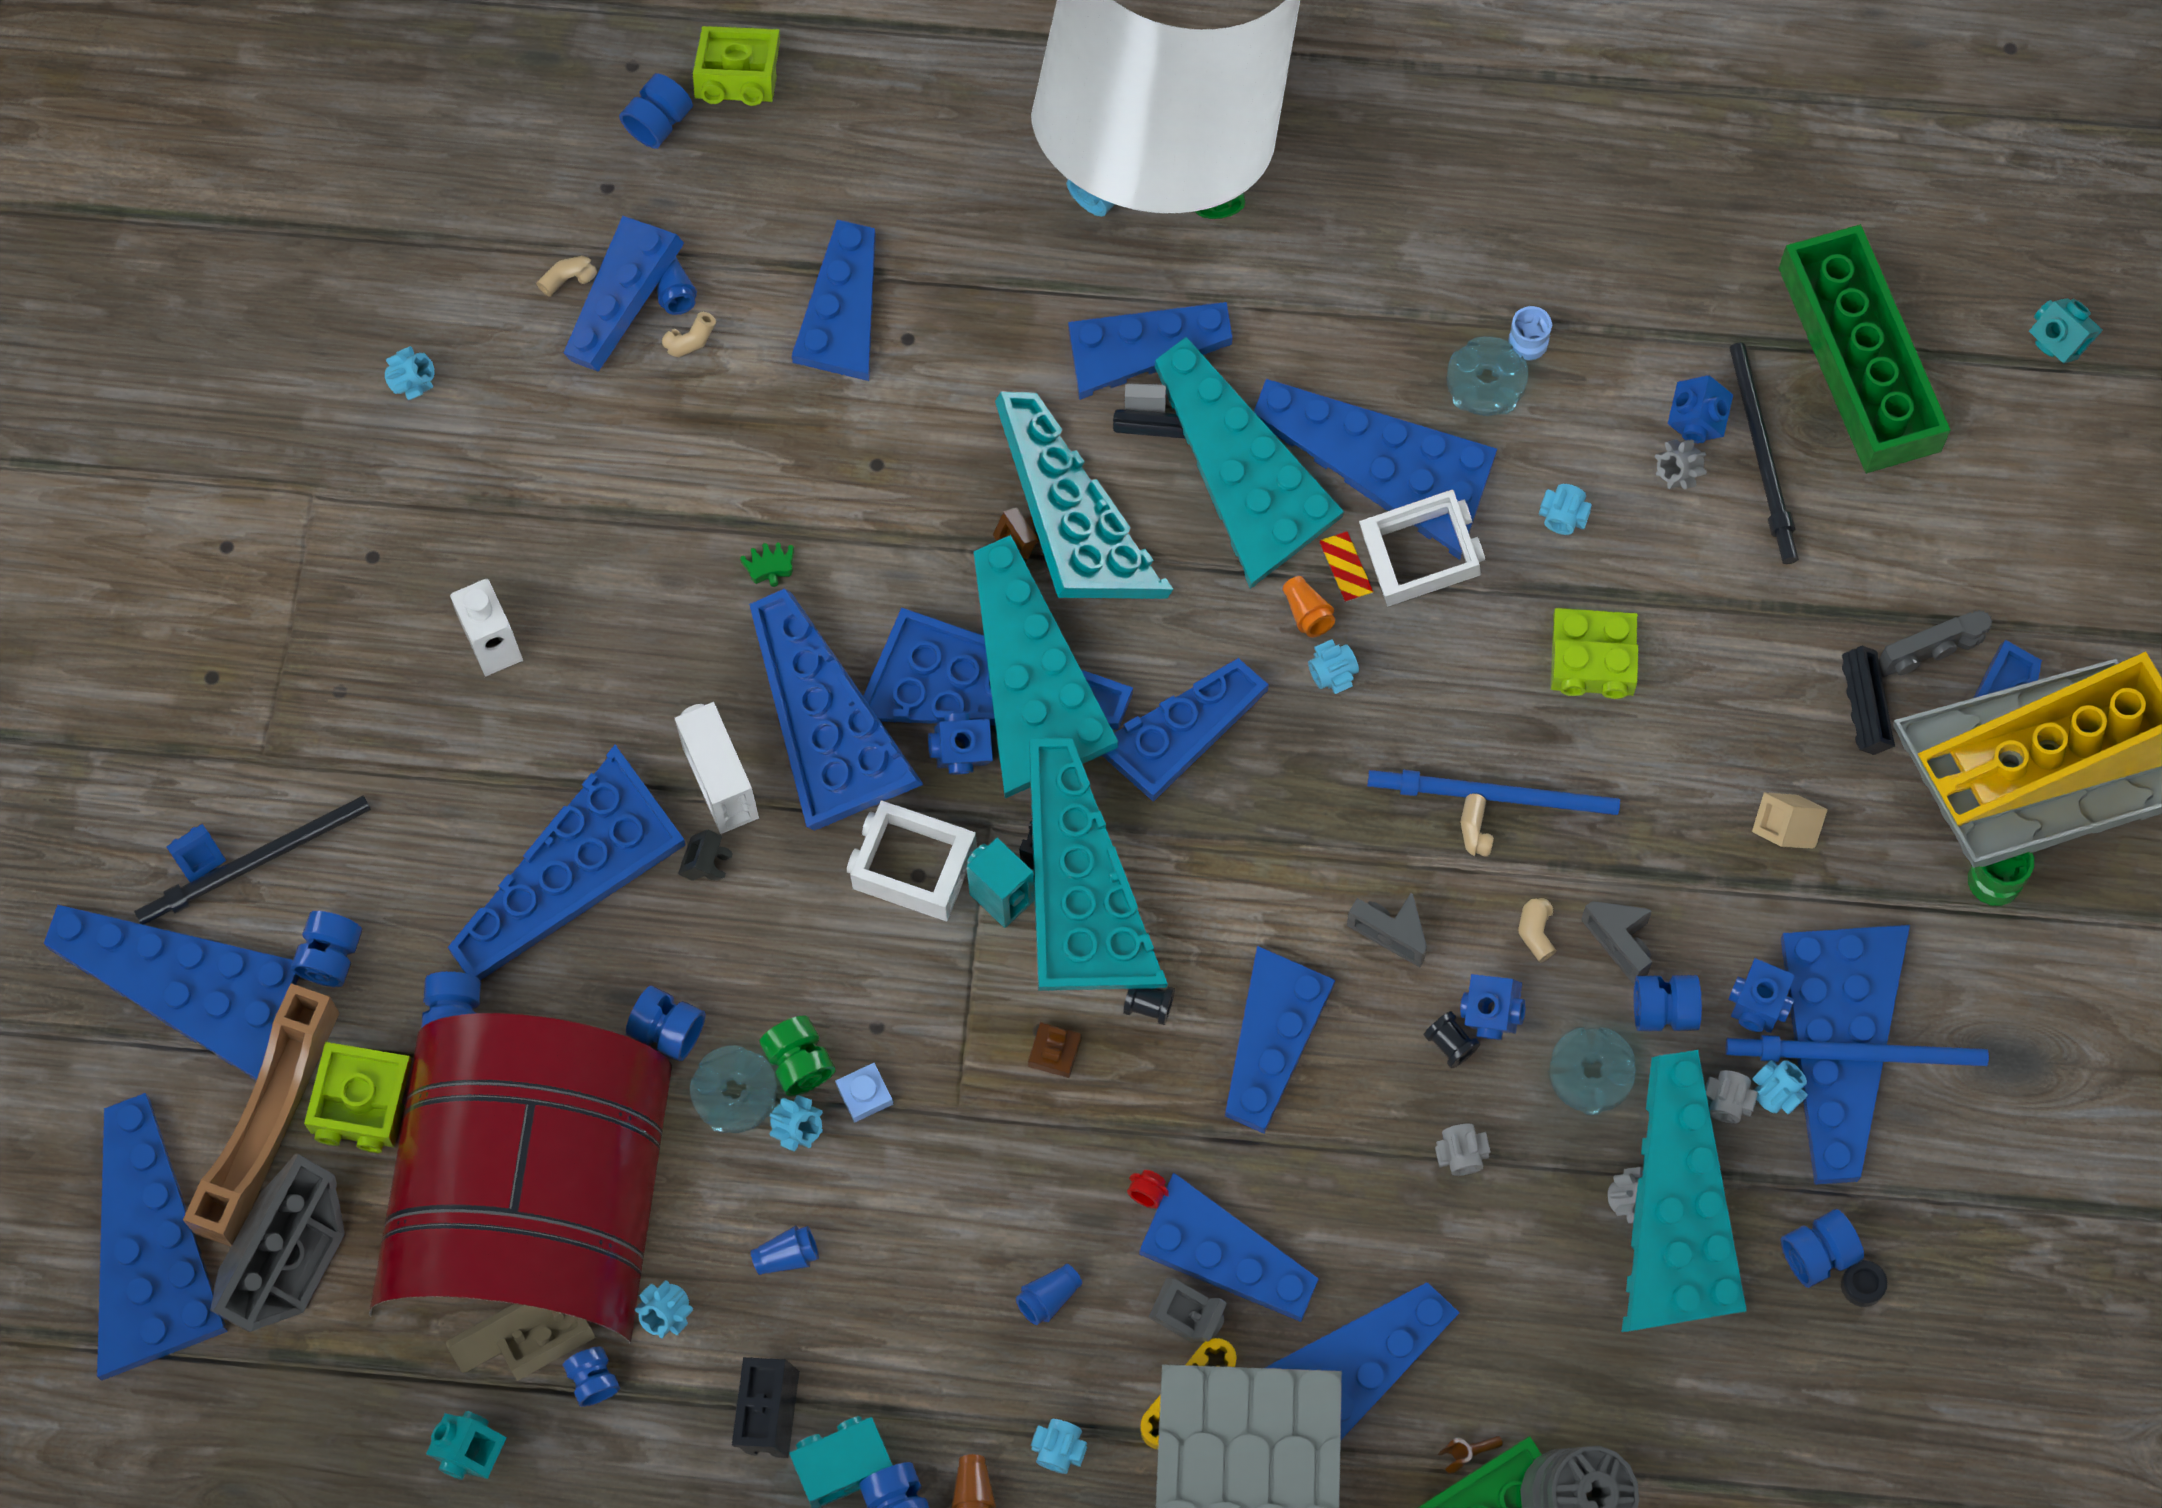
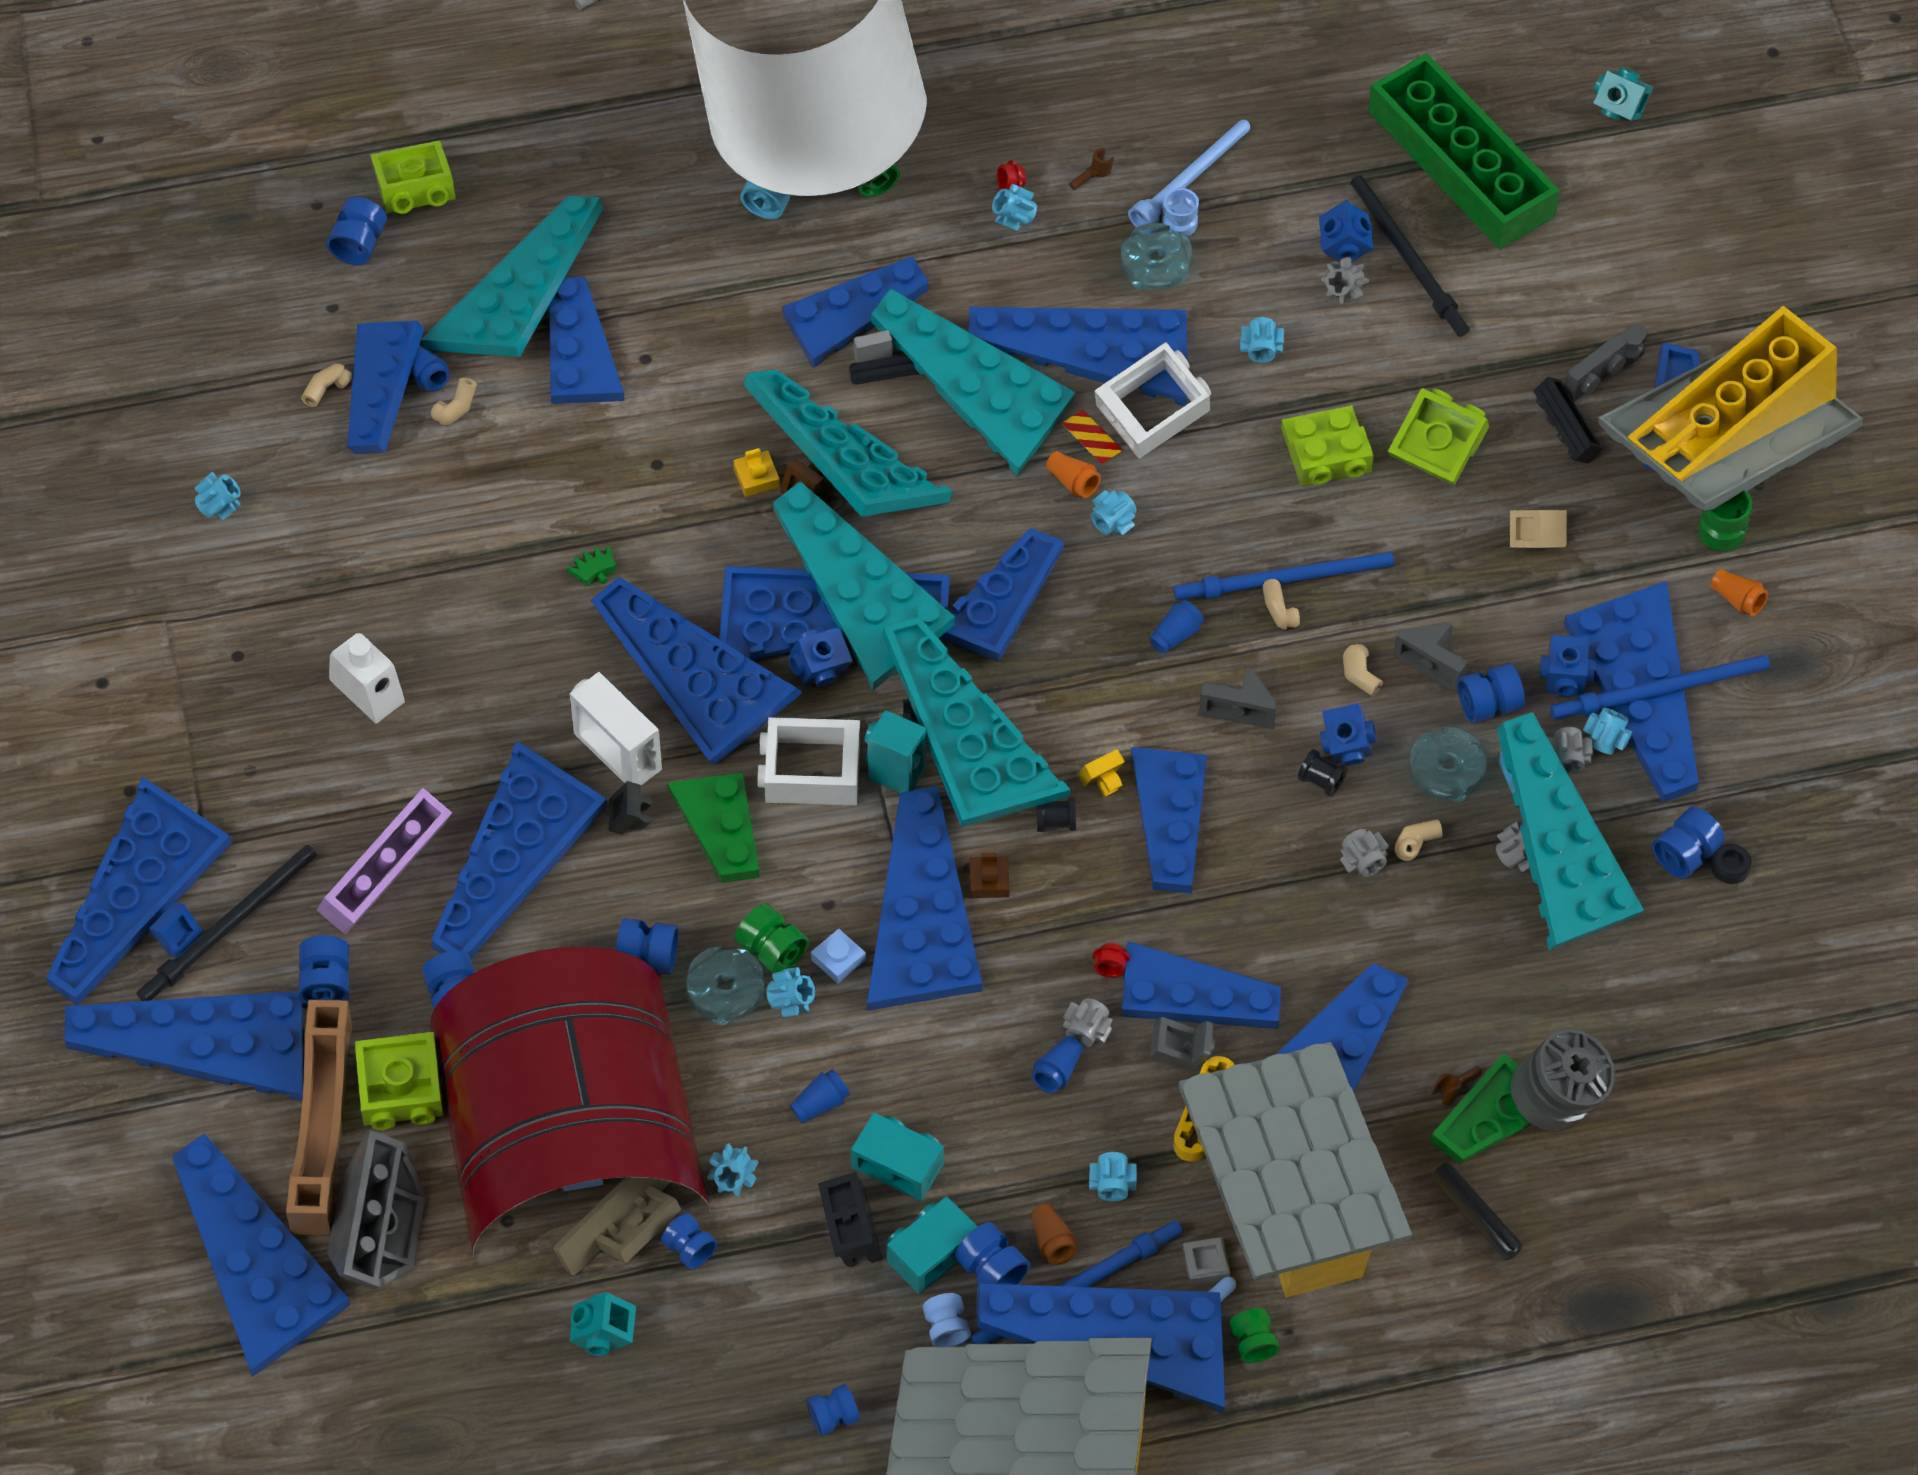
camera: 20 degrees left, 10 degrees down
(183, 782) = (142, 873): none -> blue wing
(429, 843) = (384, 861): none -> lavender brick
(788, 233) = (513, 297): none -> teal wing
(797, 900) = (721, 821): none -> green wing
(842, 1347) = (897, 1156): none -> teal brick
(965, 1089) = (923, 927): none -> blue wing
(975, 506) = (756, 472): none -> yellow tile
(1095, 1257) = (1087, 1022): none -> light grey gear
(1216, 965) = (1104, 772): none -> yellow tile
(1353, 277) = (1014, 207): none -> medium azure gear
(1355, 819) = (1178, 625): none -> blue cone
(1363, 239) = (1010, 174): none -> red plate
(1460, 254) = (1098, 168): none -> reddish brown hand
(1496, 321) = (1150, 209): none -> light blue piece
(1524, 1145) = (1414, 835): none -> tan arm
(1719, 679) = (1439, 435): none -> lime plate
(1988, 964) = (1742, 593): none -> orange cone

